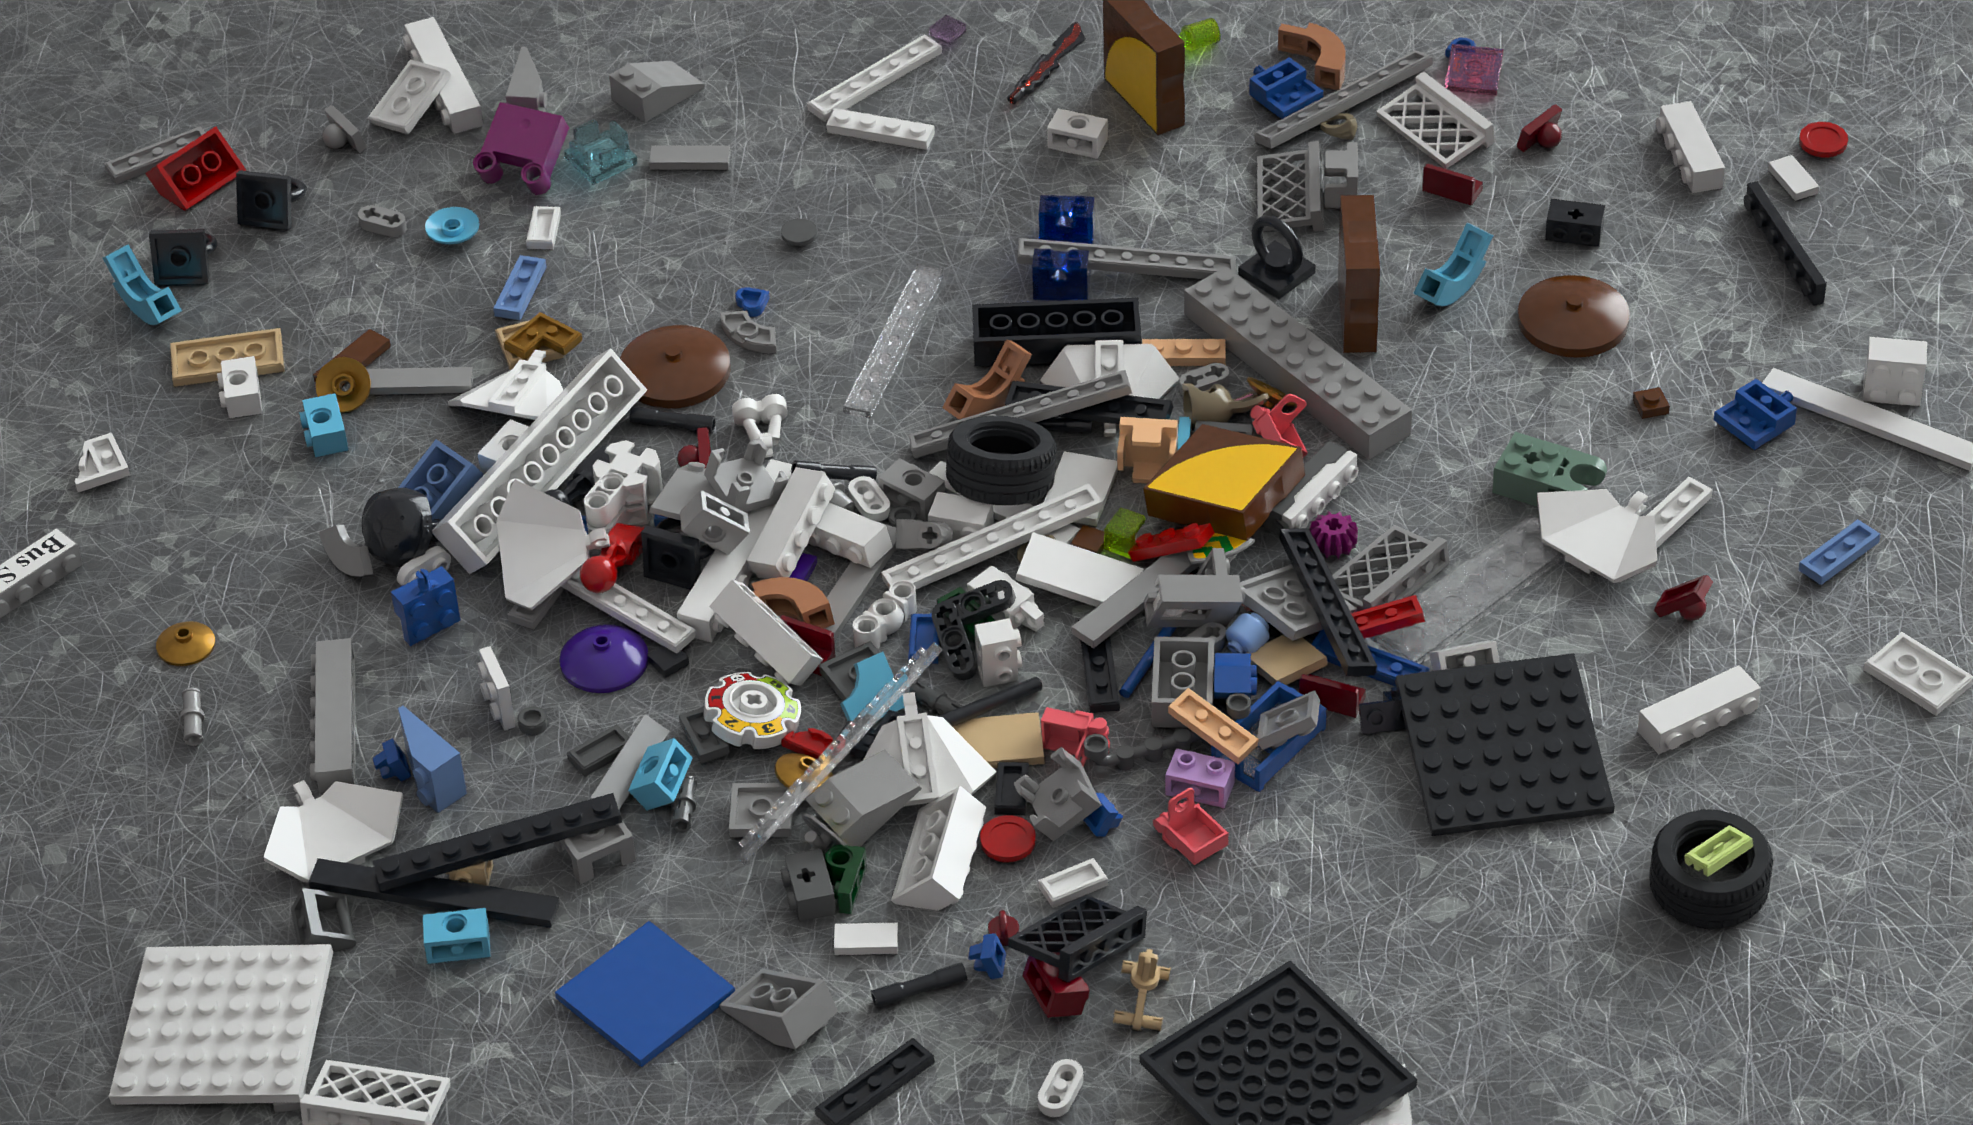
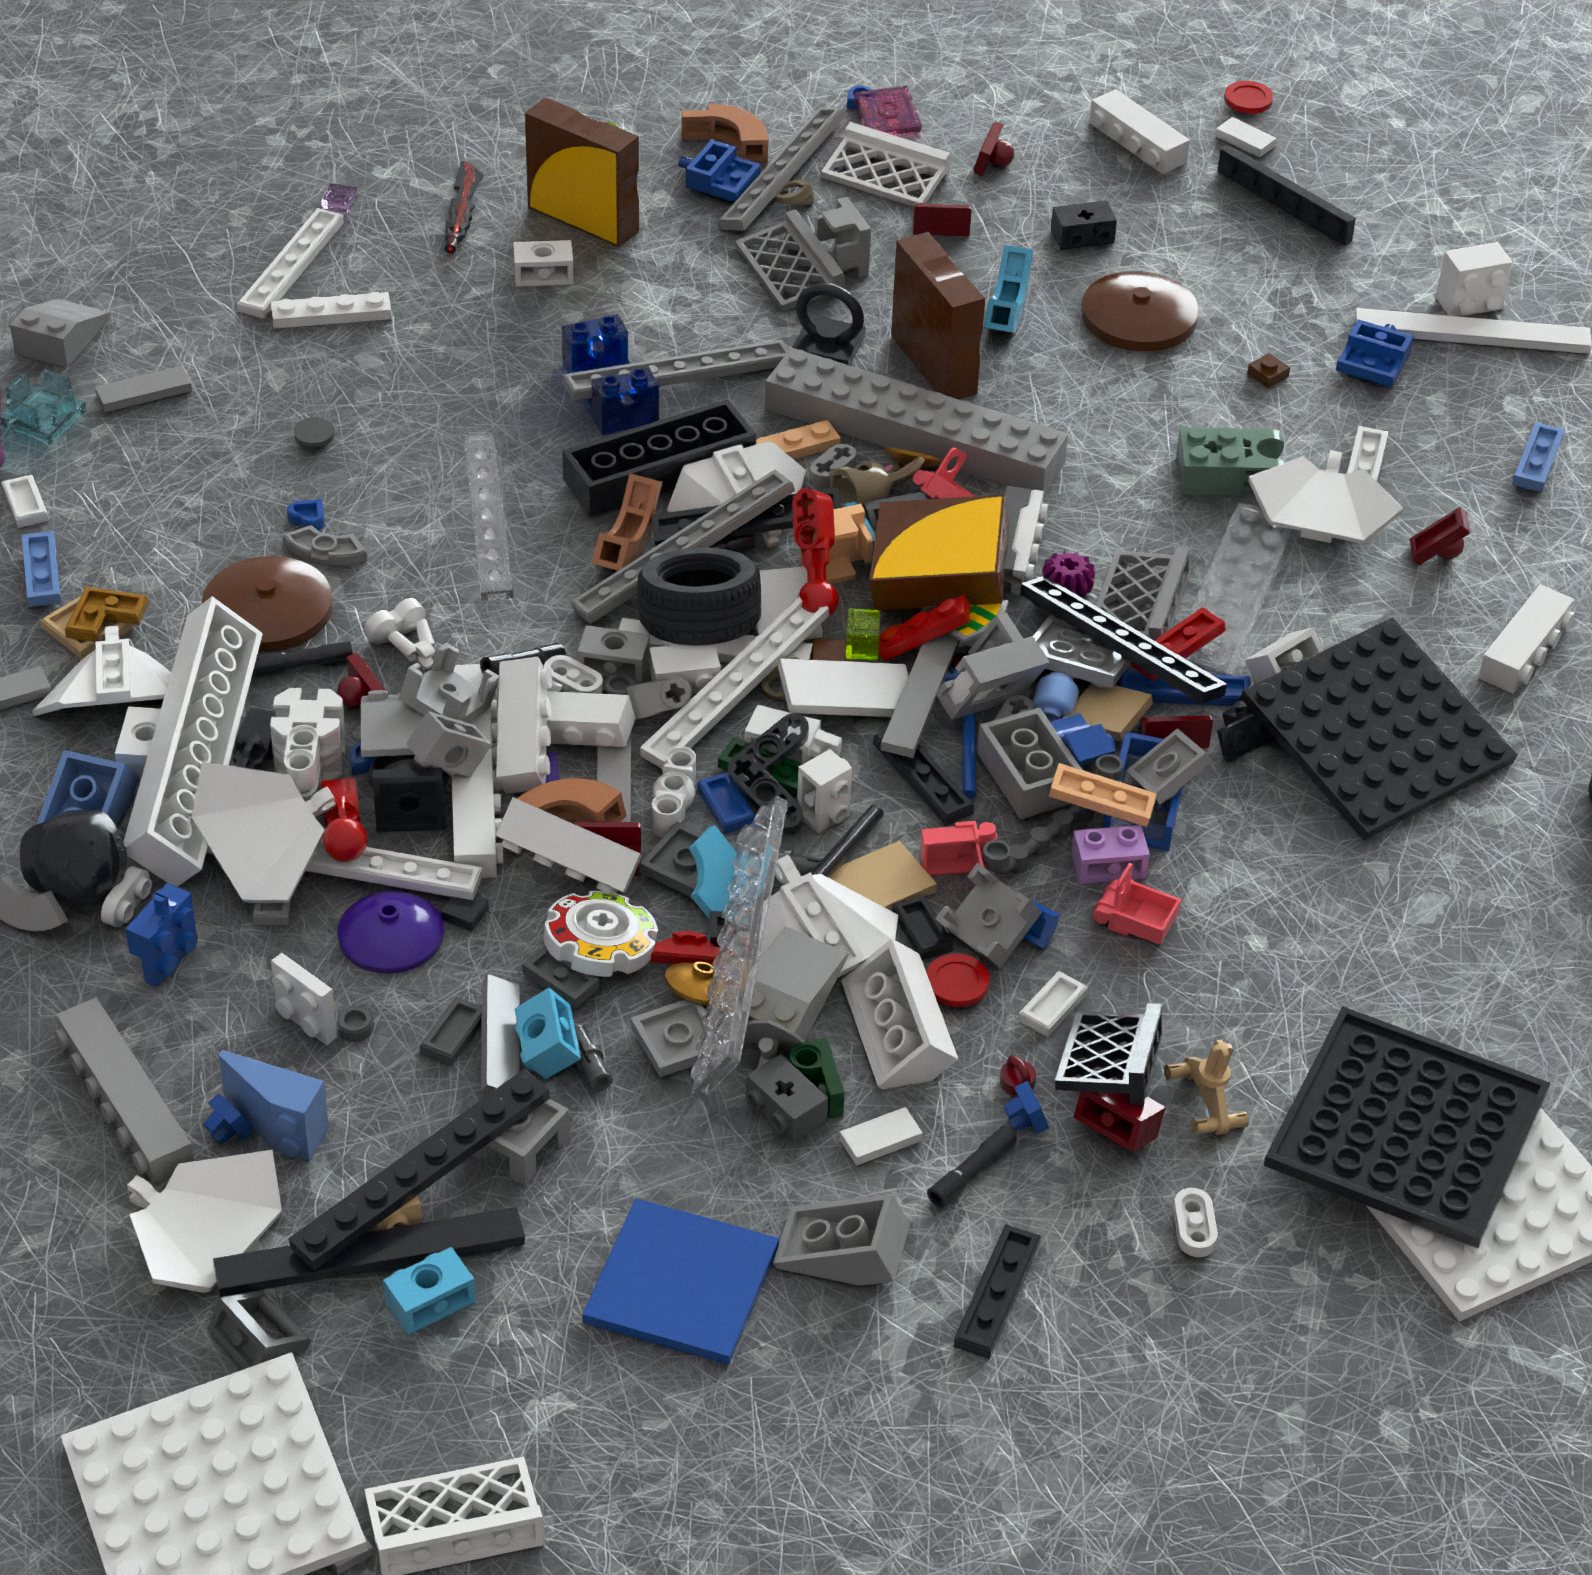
camera: 30 degrees left, 0 degrees up
(1116, 436) = (806, 507): none -> red beam

